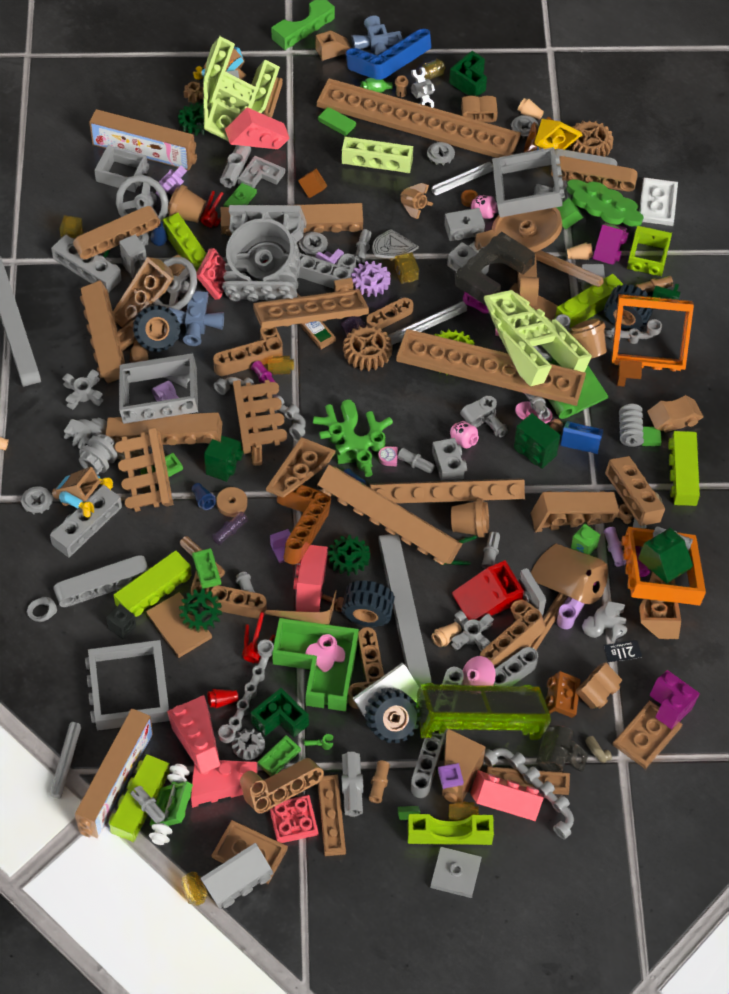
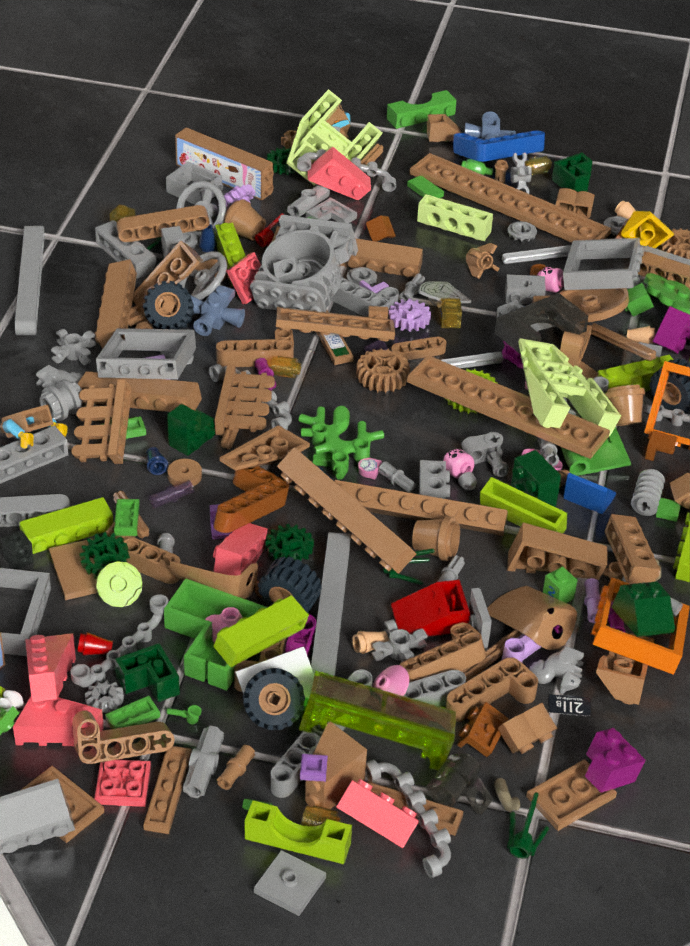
camera: 15 degrees right, 15 degrees down
(222, 634) = (119, 584): none -> tile
(247, 264) = (289, 270): none -> light grey brick
(250, 651) = (143, 611): red plant -> none
(301, 124) = (371, 169): none -> light grey bar
(362, 656) = (260, 630): none -> lime brick
(391, 648) = (303, 638): none -> magenta piece
(477, 450) = (467, 481): none -> light grey hinge
(534, 471) = (522, 507): none -> lime brick
(555, 658) = (502, 678): none -> medium nougat beam
(623, 790) = (521, 844): none -> dark green plant

